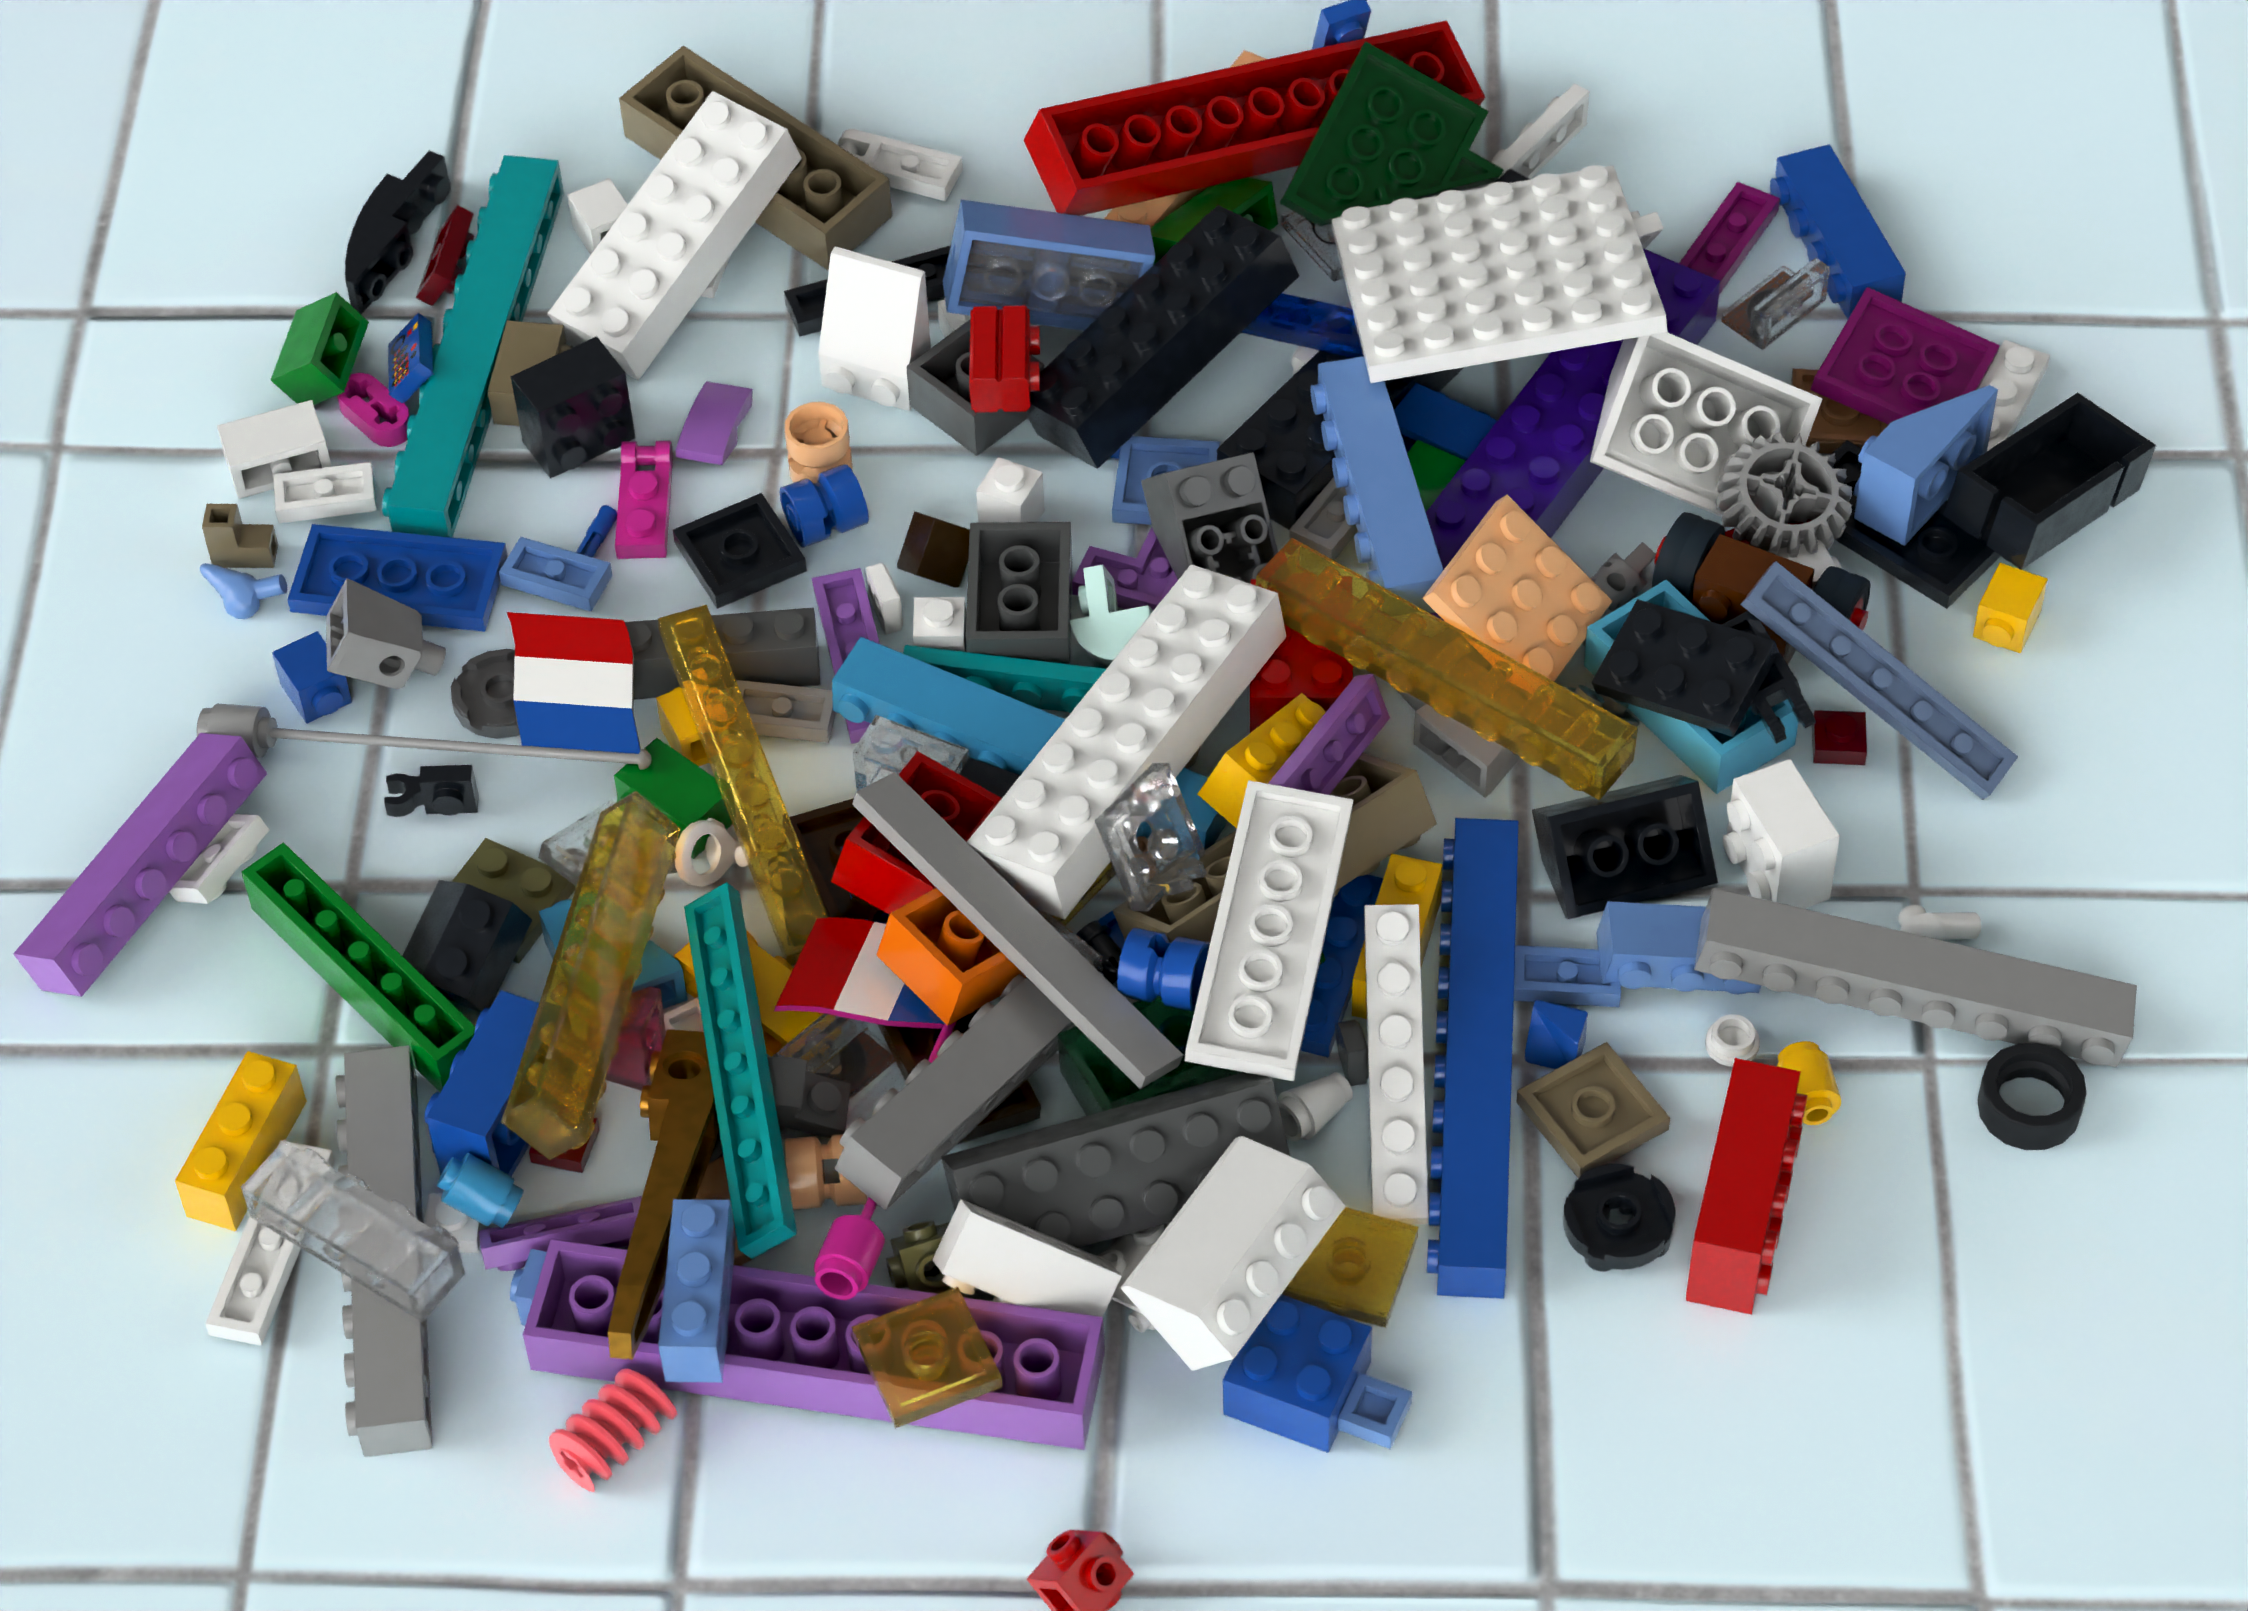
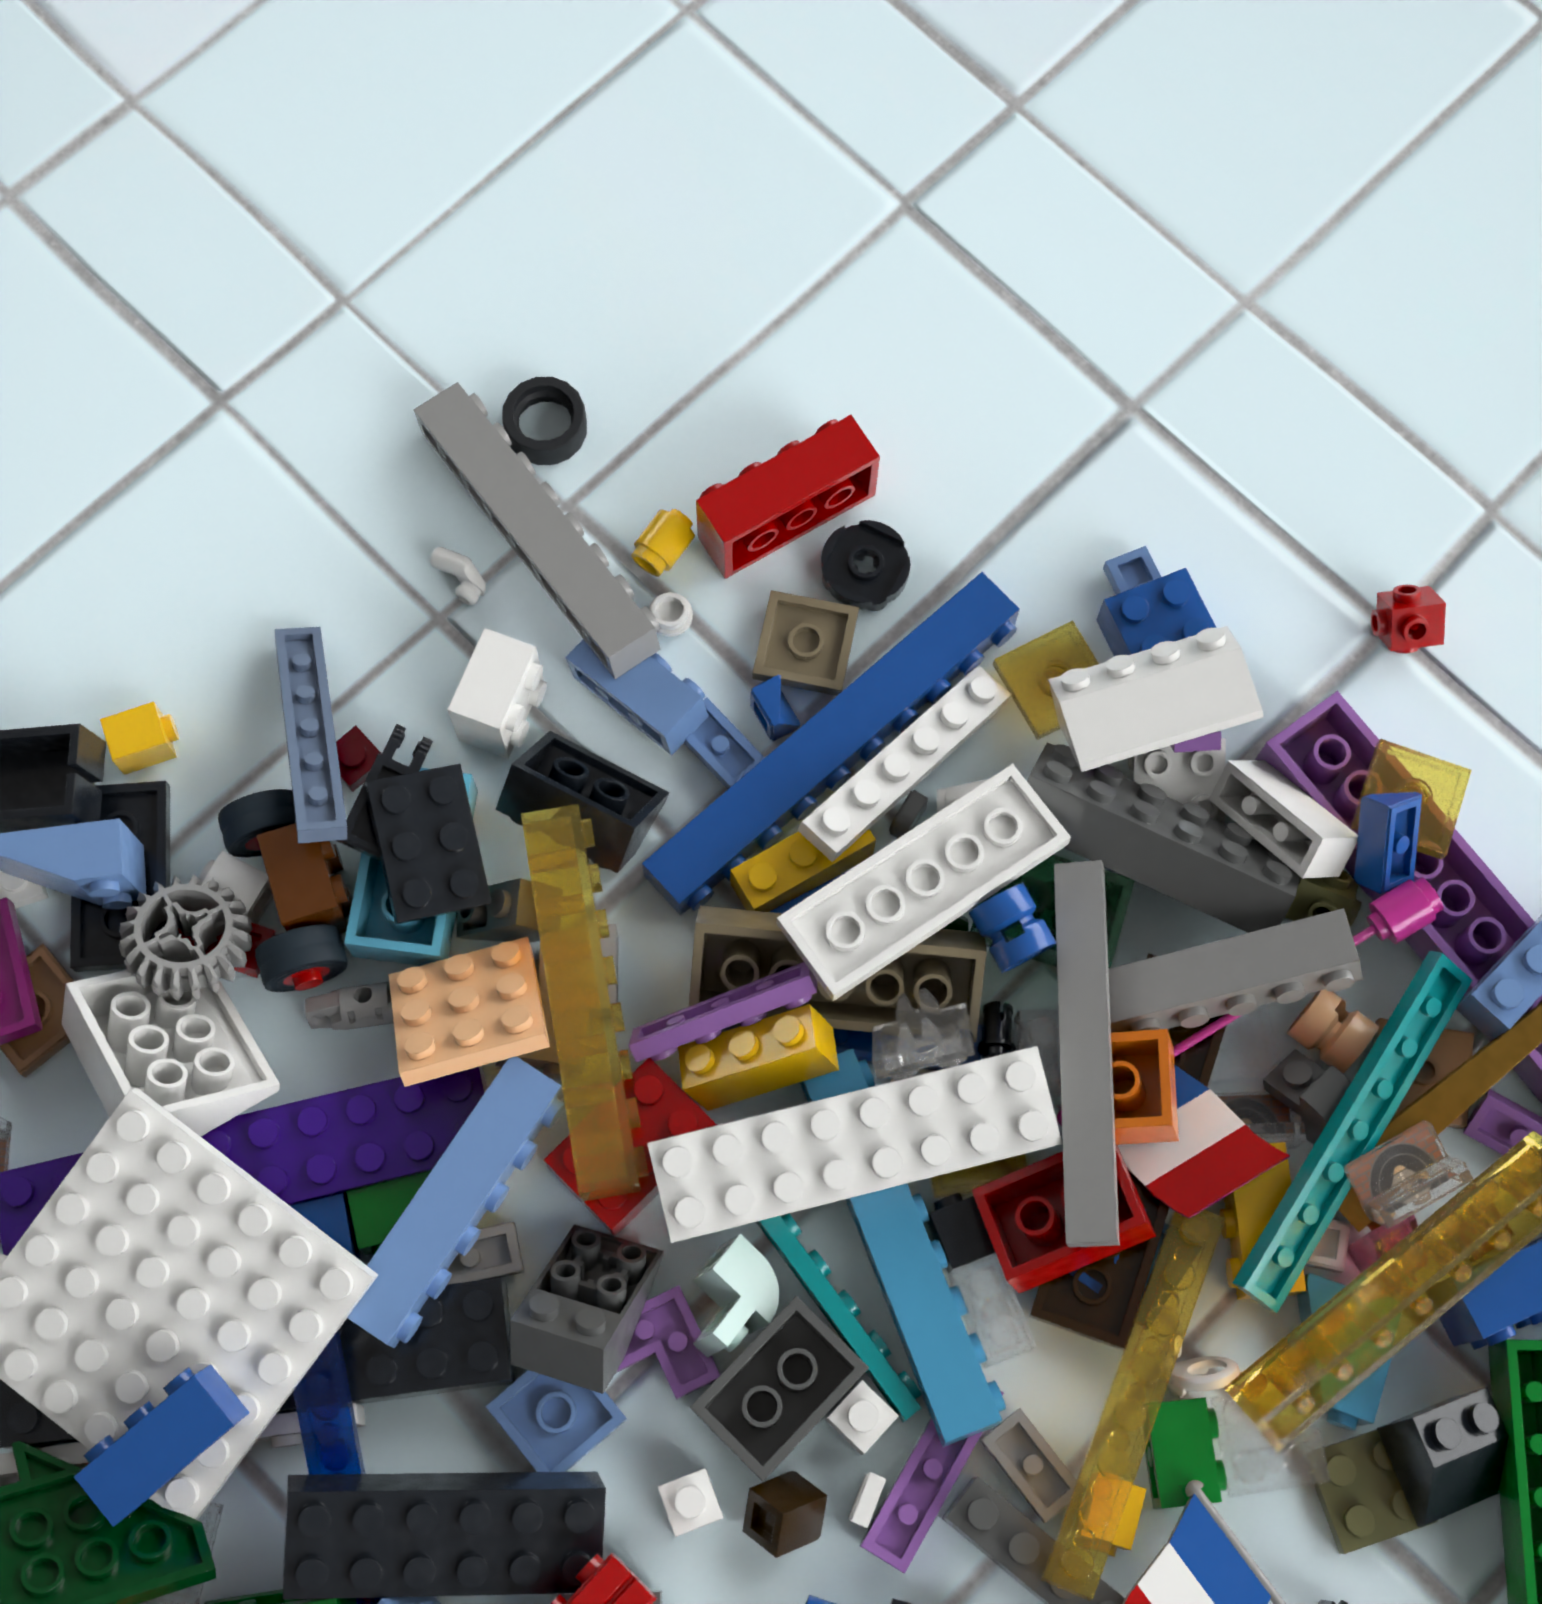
camera: 140 degrees left, 20 degrees up
(662, 1057) = (1405, 1175): none -> clear panel
(911, 1283) = (1387, 840): none -> blue slope
(1397, 205) = (159, 1442): none -> blue brick

